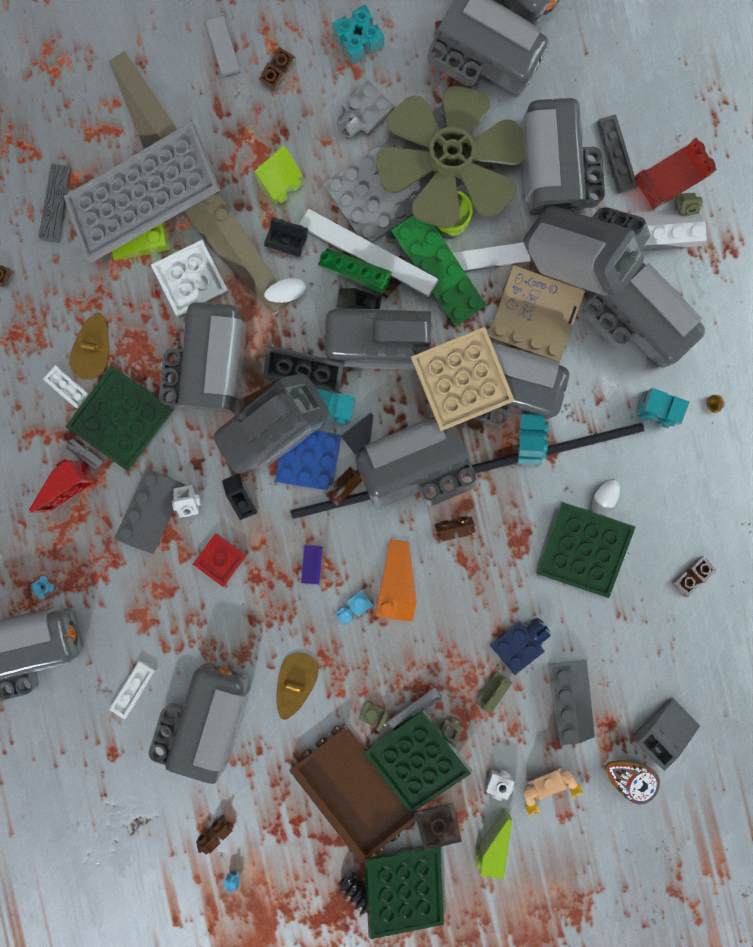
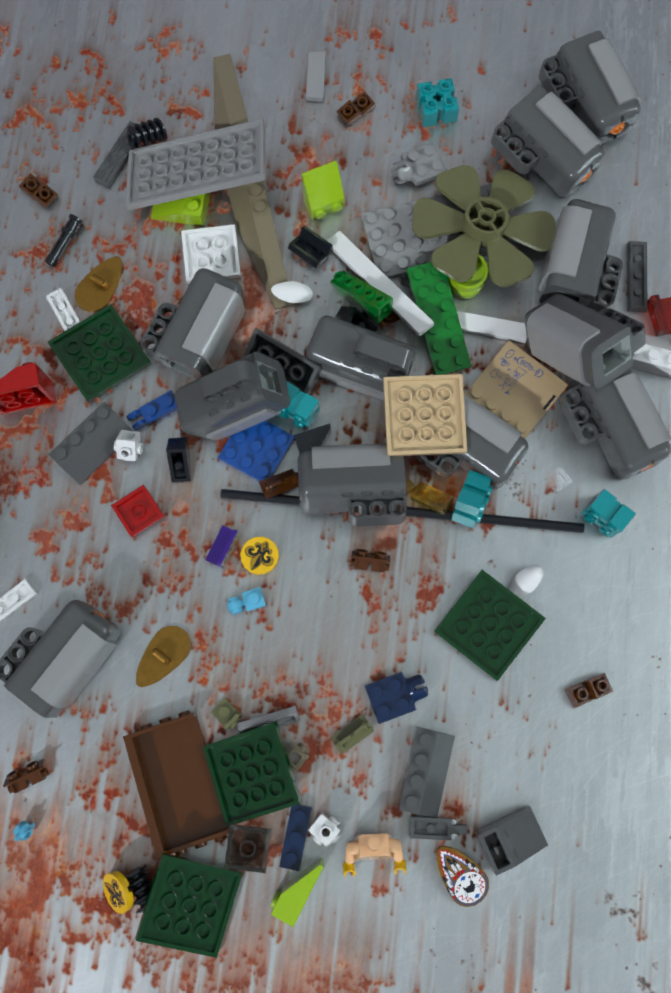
camera: 25 degrees right, 10 degrees down
(38, 307) = (67, 234): none -> black pin
(73, 171) = (144, 131): none -> black piece
(84, 454) = (54, 372): light grey axle -> none
(196, 456) = (154, 410): none -> blue hinge
(336, 903) = (117, 893): none -> yellow tile
(350, 560) = (259, 555): none -> yellow tile
(397, 587) = (295, 596): orange wedge -> none
(475, 800) = (295, 837): none -> dark blue plate
(489, 449) = (429, 496): none -> clear yellow plate
(597, 747) = (435, 828): none -> dark grey hinge
(715, 403) = (661, 530): pearl gold piece -> none

